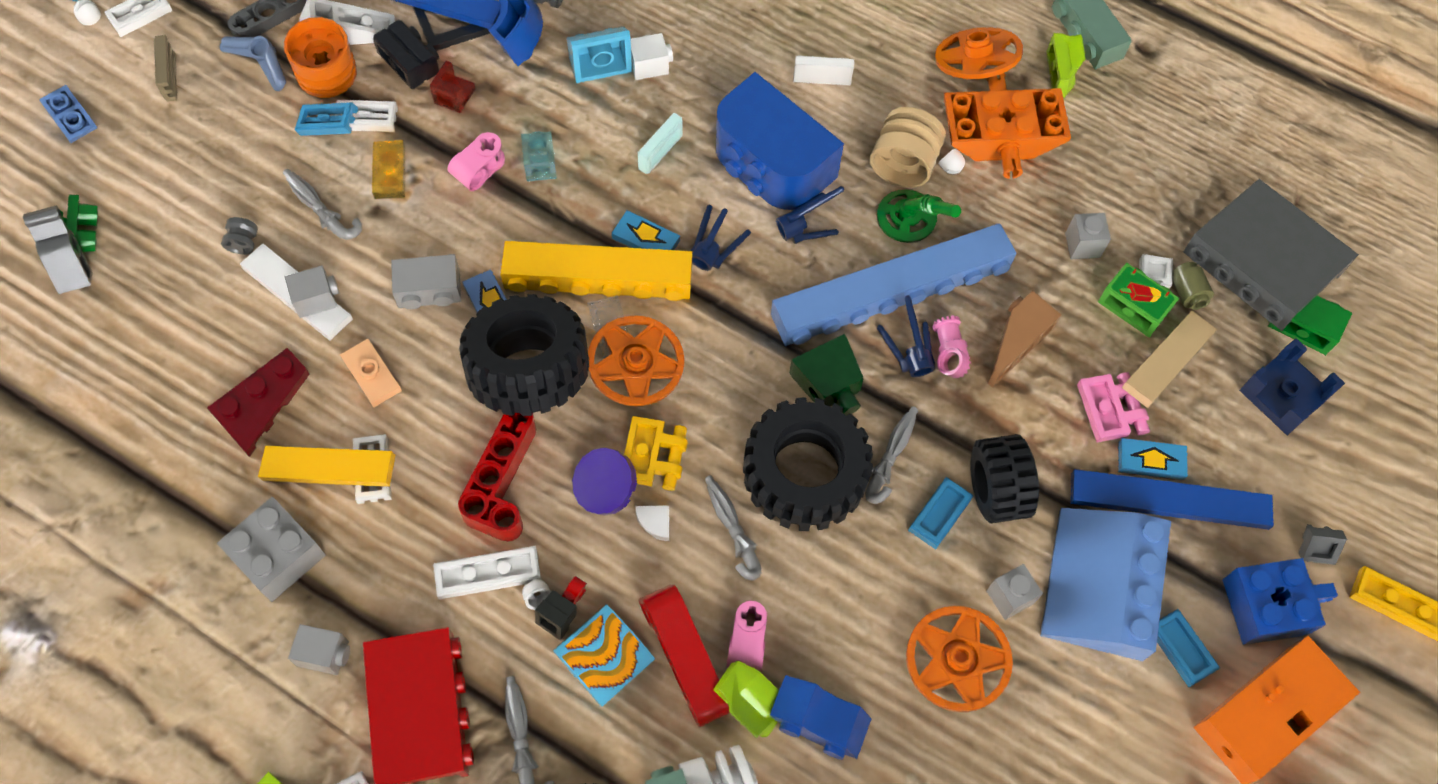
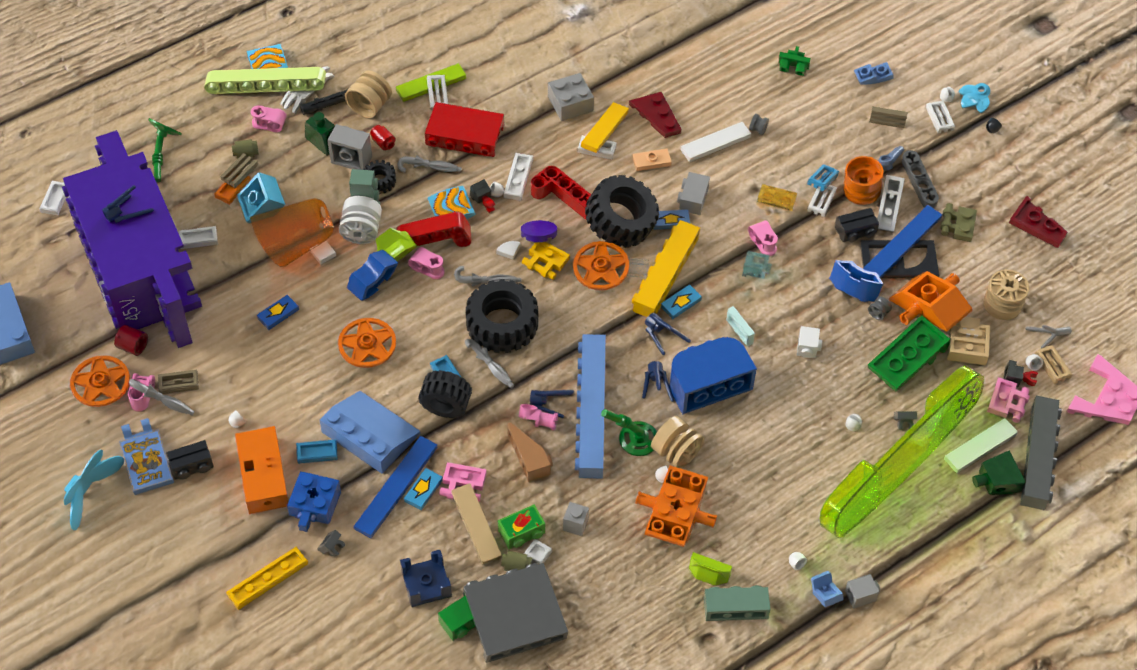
camera: 115 degrees right, 10 degrees down
(58, 250) = (771, 47): piece -> none
(312, 291) = (706, 140): light grey brick -> none
(319, 650) = (512, 102): light grey brick -> none
(328, 218) = (773, 160): light grey piece -> none
(451, 90) = (823, 240): clear red panel -> none
(600, 54) = (821, 312): medium azure slope -> none
(823, 70) = (760, 430): white tile -> none
(830, 374) = (549, 351): dark green torso -> none
(977, 51) = (737, 520): orange wheel -> none
(1014, 591) = (386, 381): light grey brick -> none

